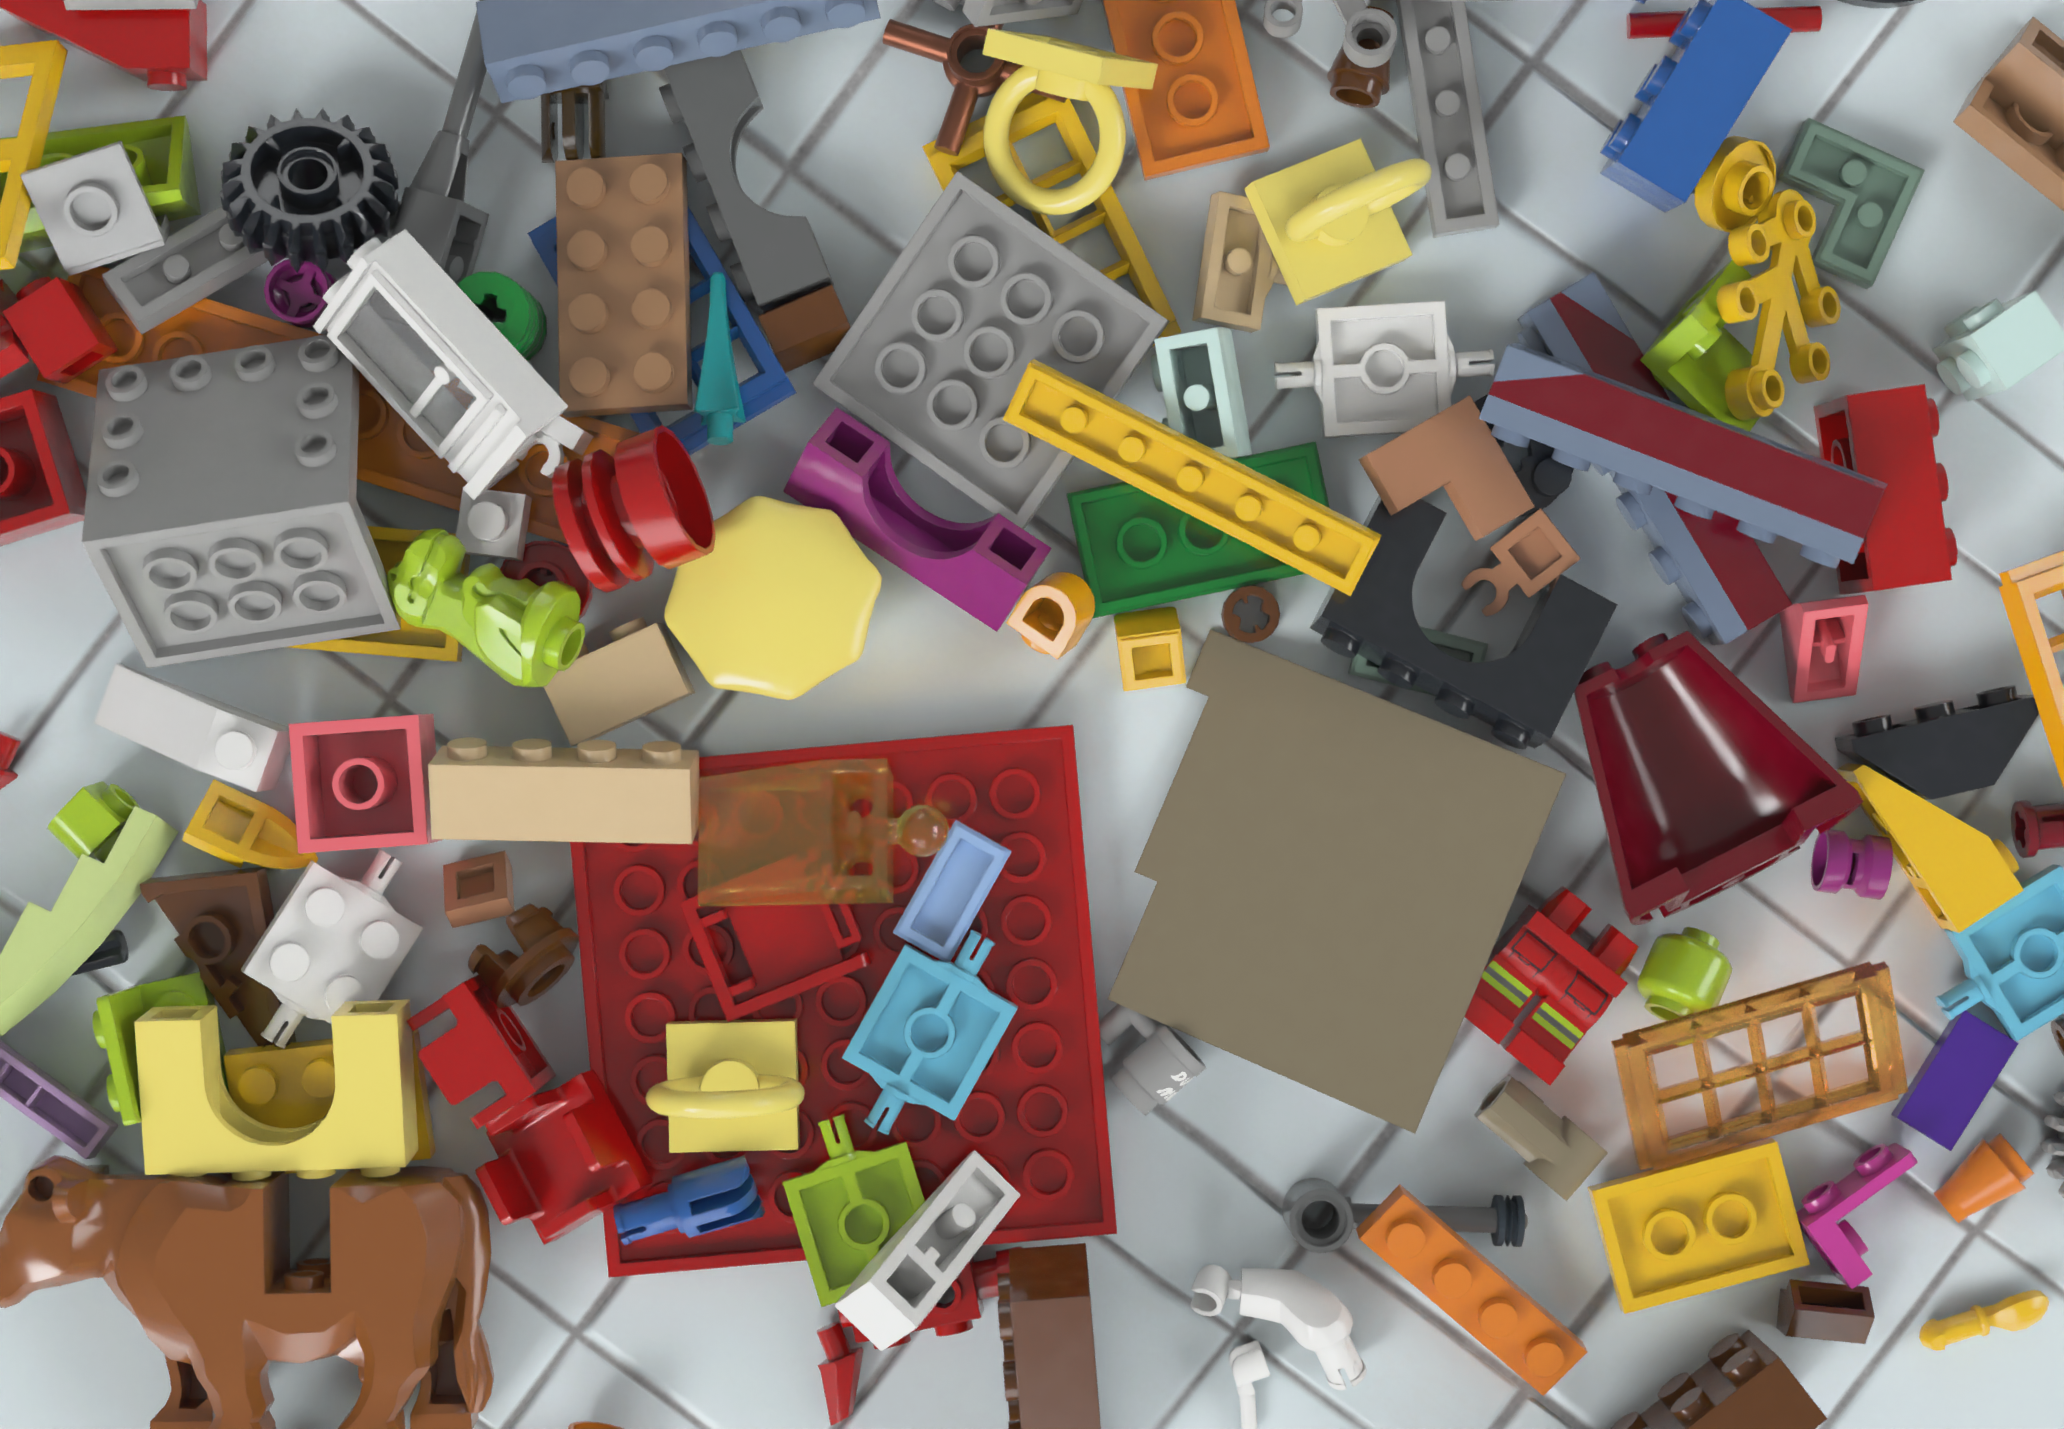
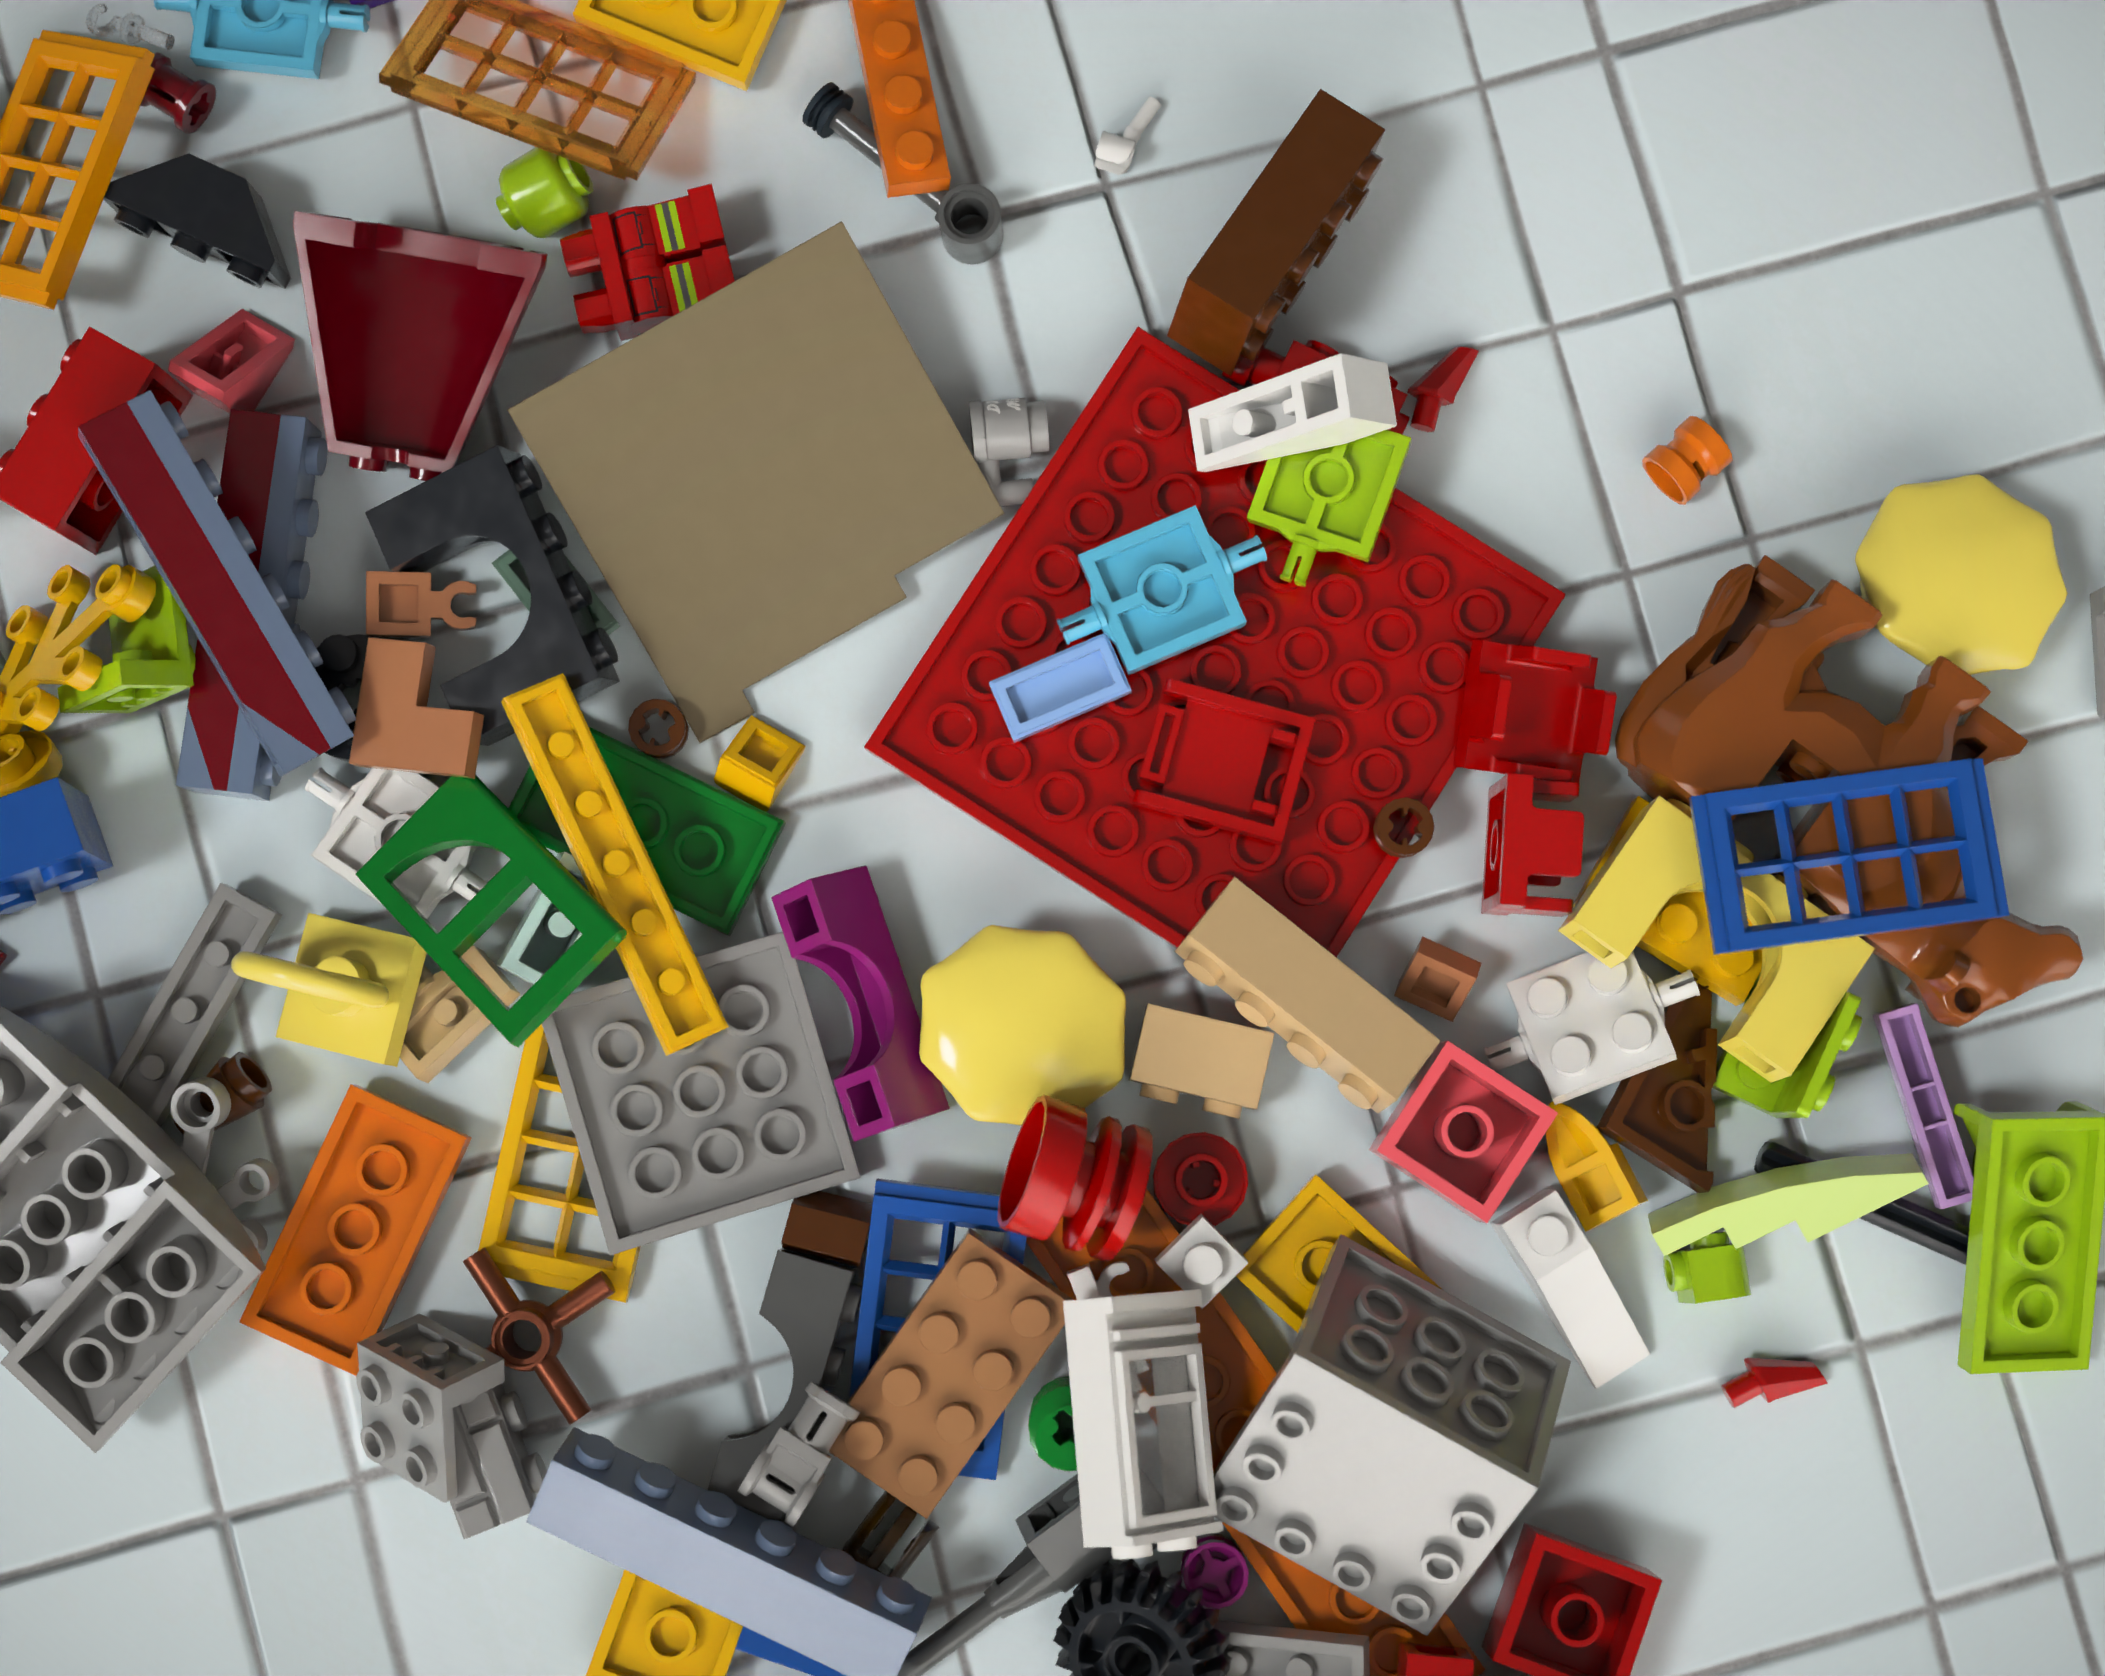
camera: 140 degrees left, 5 degrees down
(125, 1319) = (1973, 838): none -> blue piece
(505, 622) = (1252, 1173): lime animal -> none
(543, 964) = (1419, 882): reddish brown piece -> none
(577, 1000) = (1423, 830): none -> reddish brown bush
(686, 128) = (796, 1457): none -> light grey connector
(694, 1203) = (1451, 596): blue arm -> none
(718, 387) = (937, 1222): teal piece -> none
(730, 1086) = (1351, 667): light yellow tile -> none
(791, 838) = (1151, 823): clear yellow slope -> none
(1054, 613) = (810, 845): light orange plate -> none
(1068, 72) = (458, 1263): light yellow tile -> none
(1295, 1301) = (1039, 171): white arm -> none
(1338, 429) = (472, 815): none -> green window
(1550, 1145) = (749, 141): dark tan piece -> none
(1851, 864) = (342, 174): magenta wheel -> none
(1946, 860) = (274, 127): yellow slope -> none

